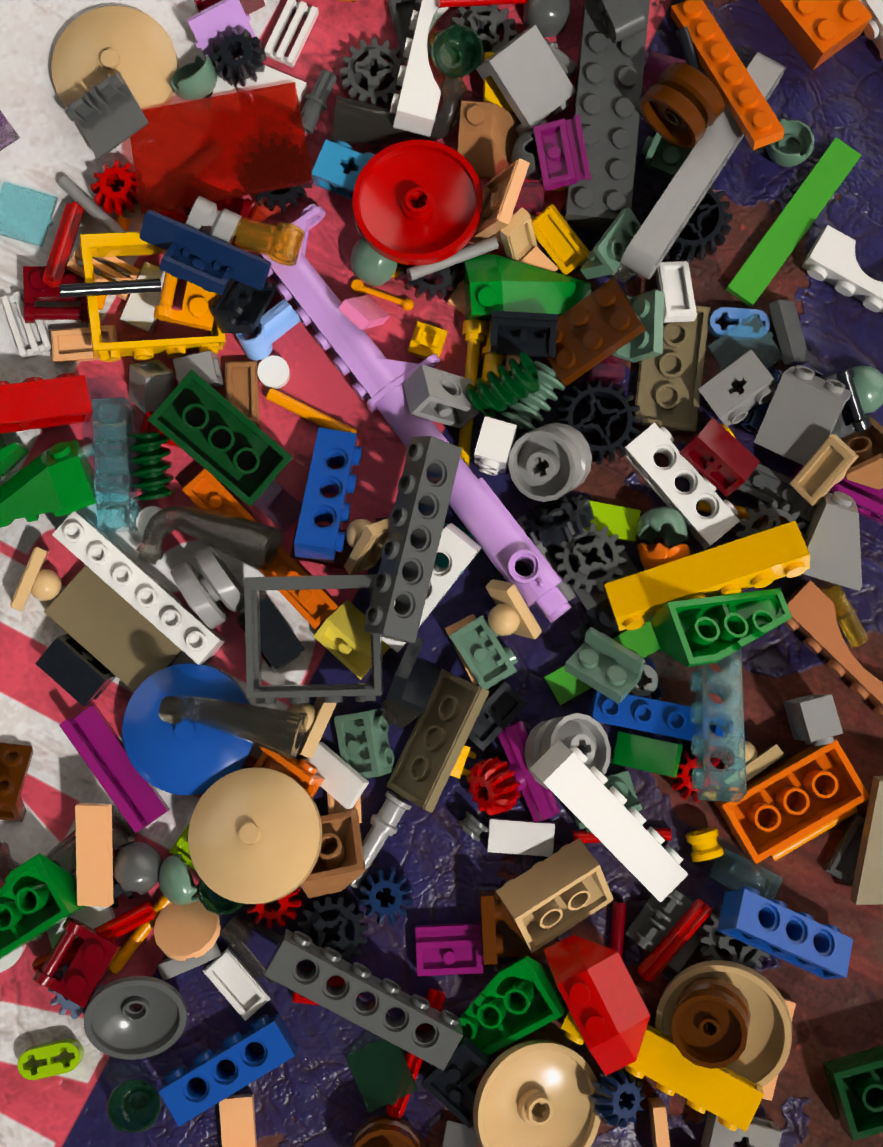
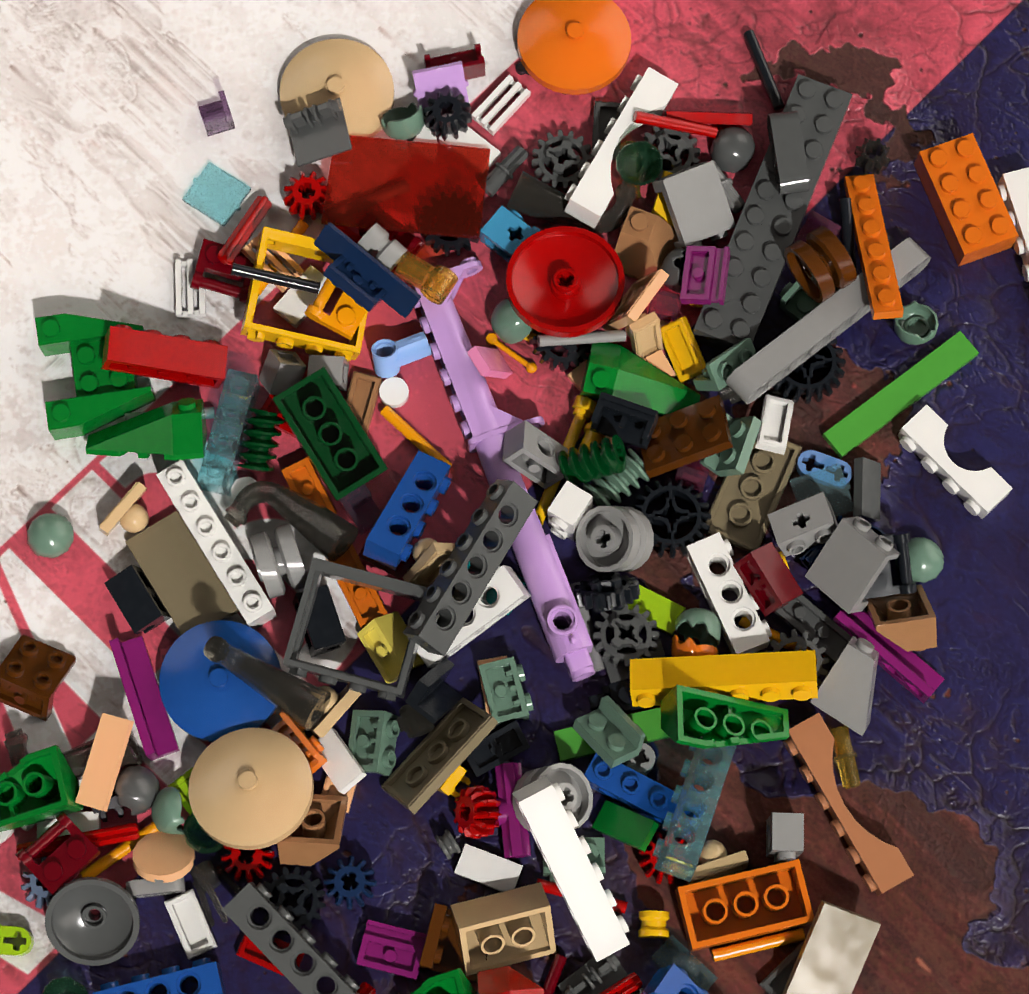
camera: 20 degrees right, 10 degrees down
(76, 345) = (228, 318): light nougat tile -> none
(89, 205) = (277, 203): light grey piece -> none
(241, 306) = (383, 327): black hinge -> none
(383, 825) = (367, 820): light grey pin -> none
(427, 341) = (539, 404): yellow tile -> none
(510, 612) = (539, 661): tan tile -> none
(824, 470) = (855, 614): tan tile -> none

